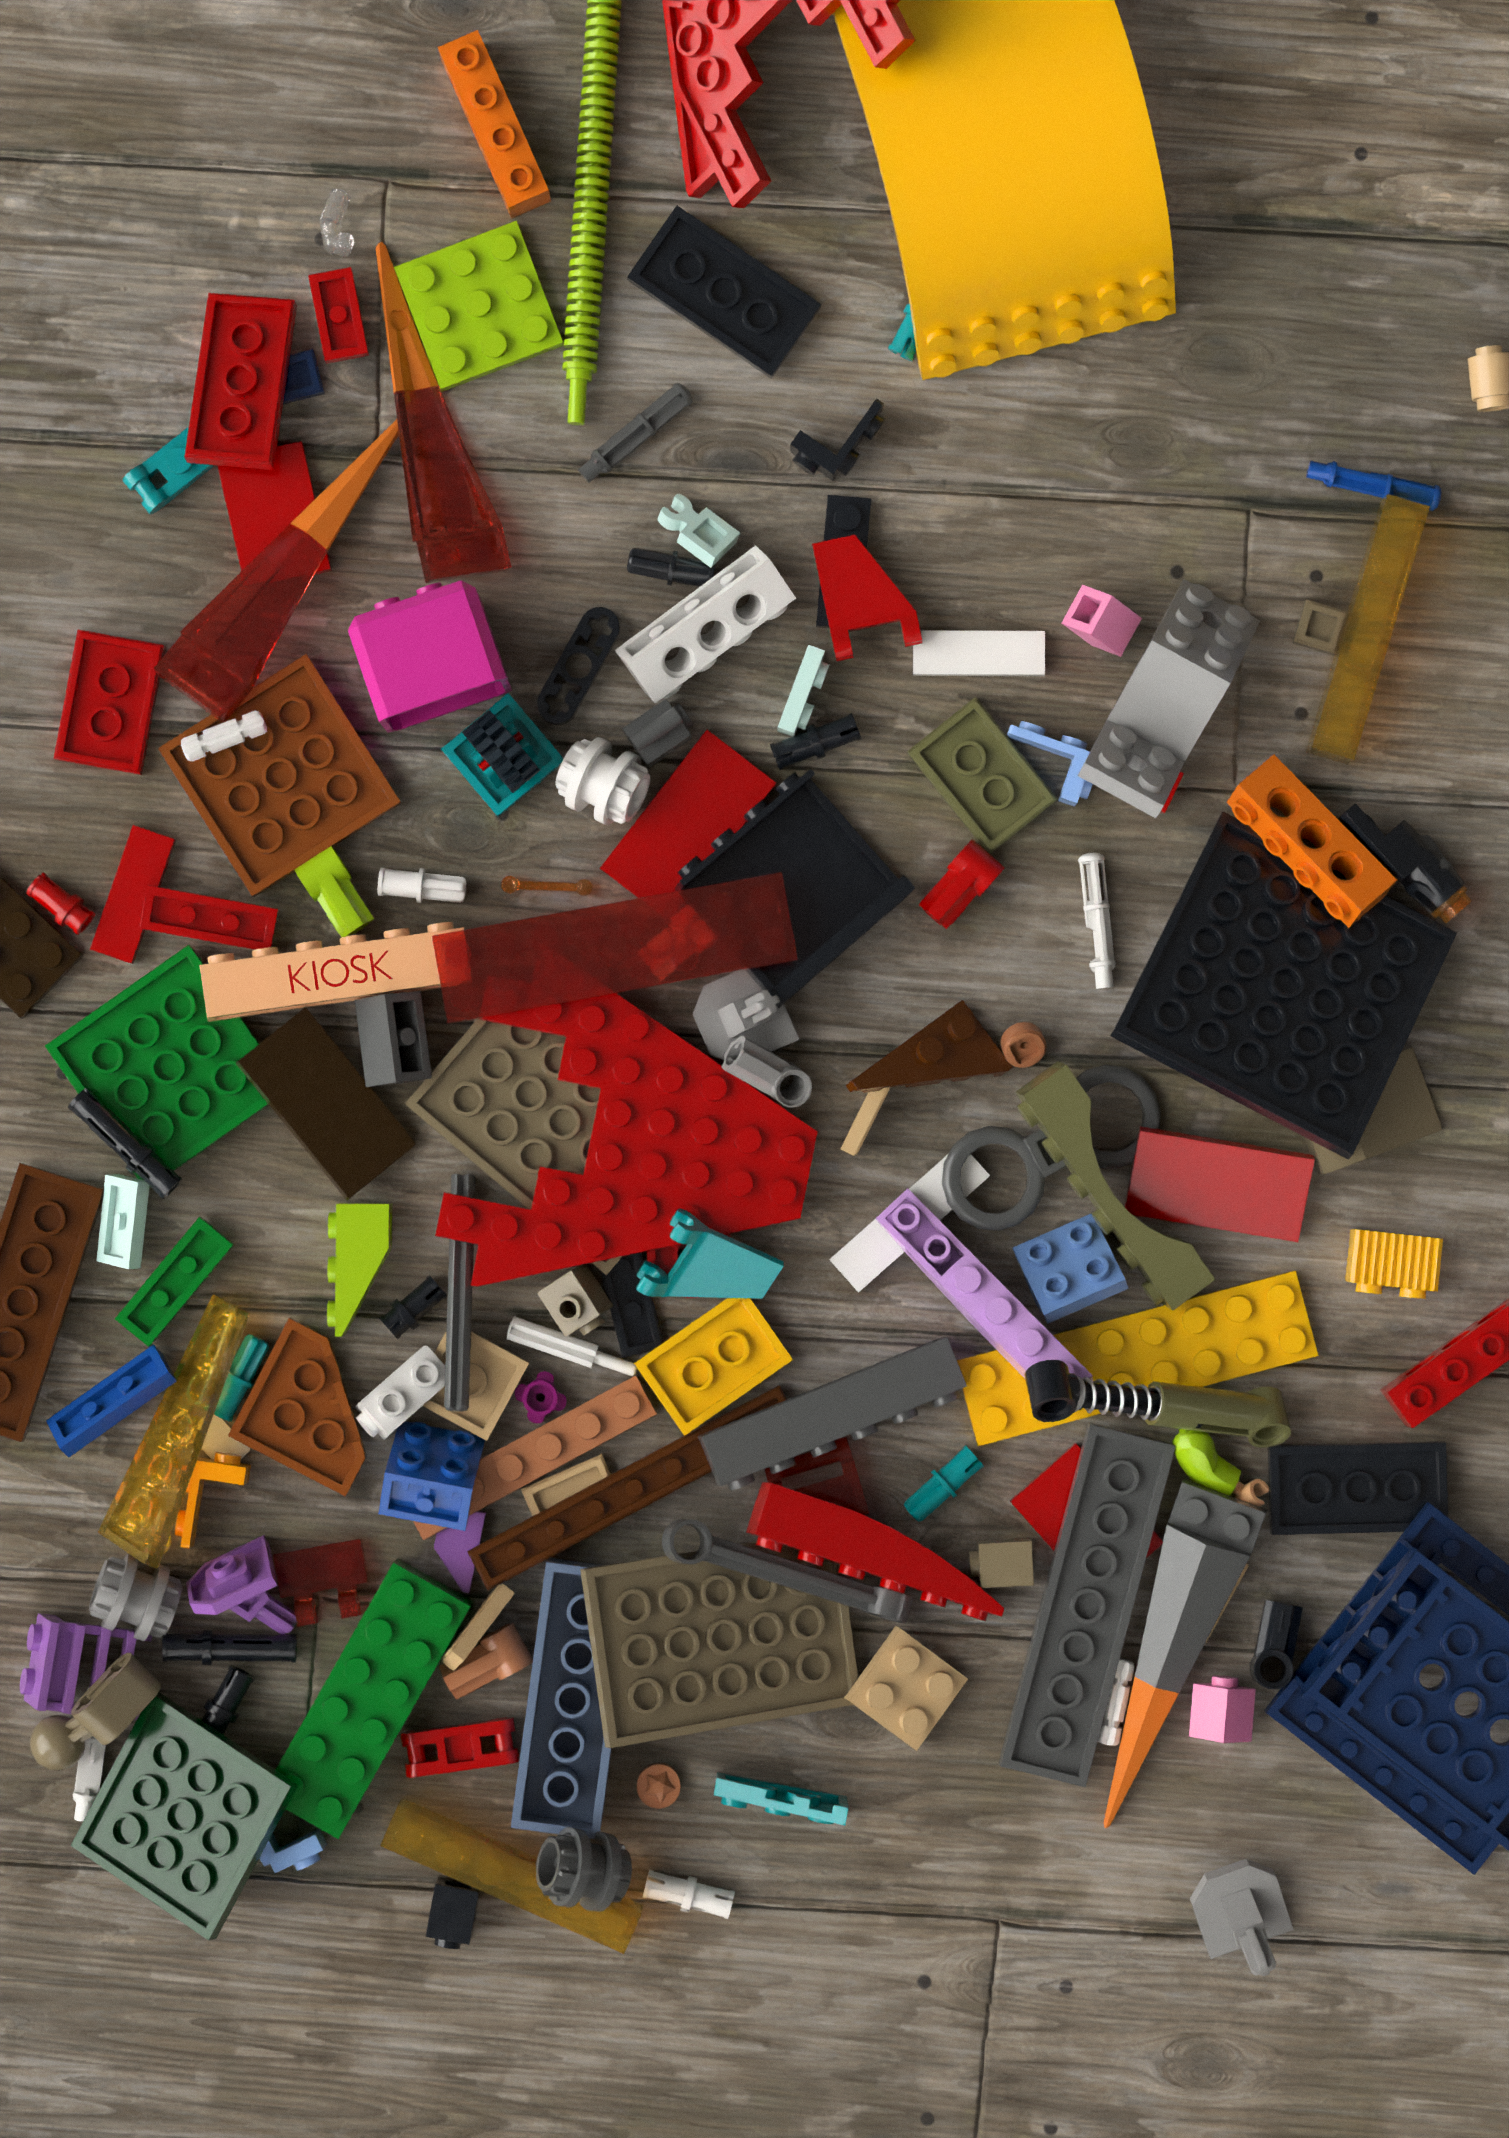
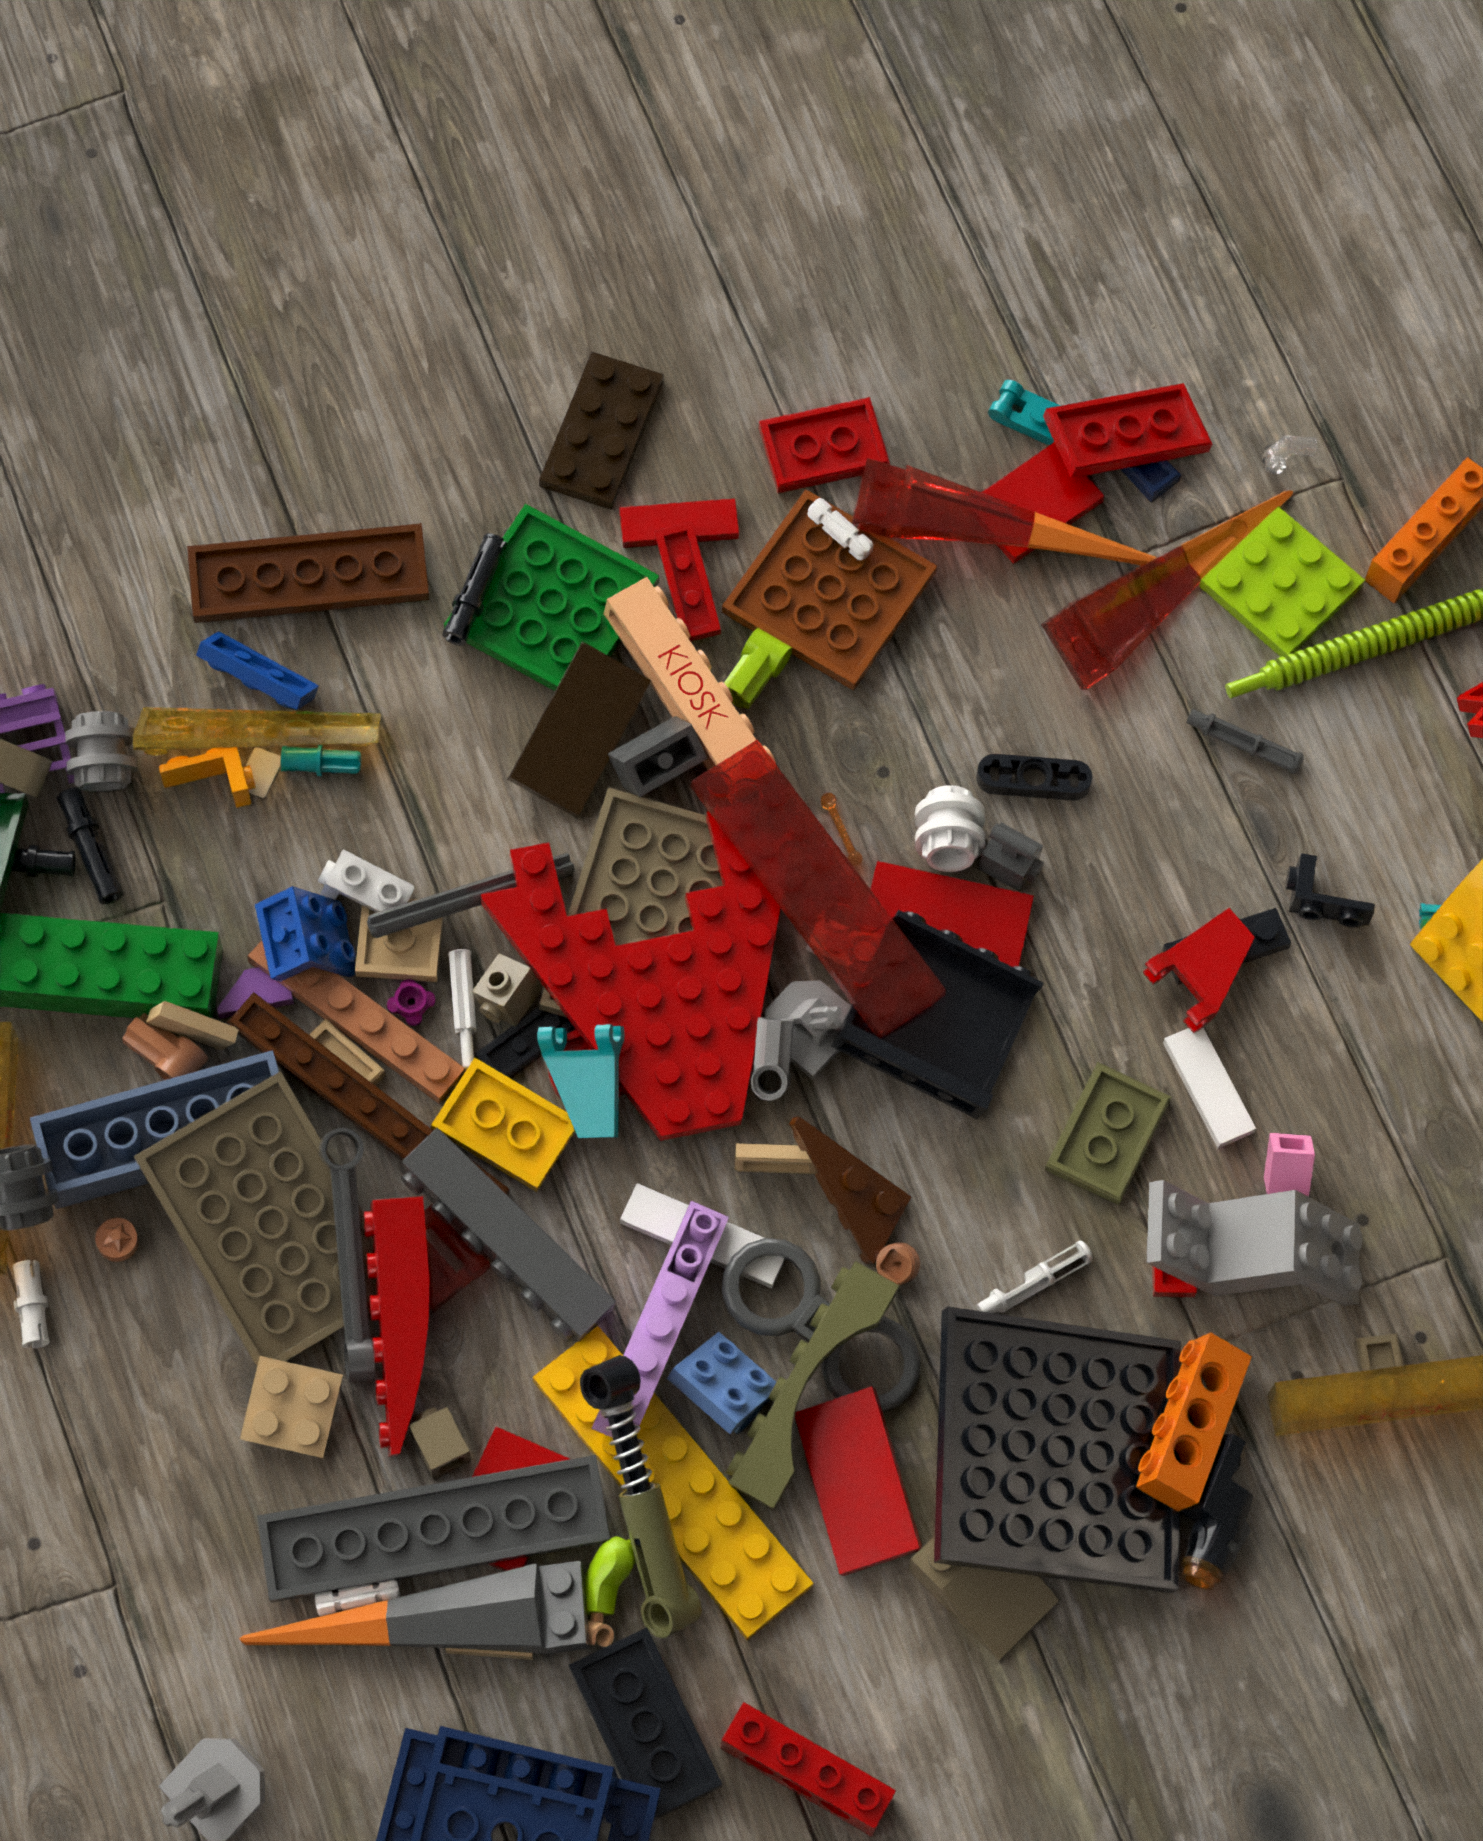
camera: 60 degrees right, 20 degrees down
(66, 907) = (644, 476): red pin -> none
(123, 1221) = (409, 618): light aqua plate -> none
(174, 1281) = (378, 679): green plate -> none
(241, 1583) = (144, 831): medium lavender piece -> none
(303, 1411) = (313, 819): dark orange plate -> none
(321, 1569) = (186, 889): clear red plate -> none
(338, 315) = (1217, 482): red plate -> none
(362, 1247) = (464, 809): lime slope -> none
(413, 1307) = (439, 868): black pin -> none
(421, 885) = (793, 731): white axle -> none
(428, 655) = (982, 645): dark pink plate -> none
(459, 1747) = (80, 1059): red plate -> none
(503, 755) = (932, 744): teal plate -> none
(669, 567) = (1151, 814): black axle -> none
(682, 624) = (1178, 870): white brick -> none
(702, 533) = (1190, 824): light aqua plate -> none
(724, 292) = (1395, 758): black plate -> none
(781, 1799) = (148, 1342): teal wing -> none
(810, 674) = (1091, 955): light aqua plate -> none
(815, 741) = (1068, 985): black pin -> none
(943, 1484) = (485, 1362): teal axle -> none
(966, 877) = (1020, 1155): red piece -> none
(1068, 747) = (1135, 1205): light blue bracket -> none
(1222, 1710) = (391, 1690): bright pink brick -> none
(1276, 1638) = (476, 1711): black piece -> none
(1393, 1261) = (862, 1665): yellow brick -> none

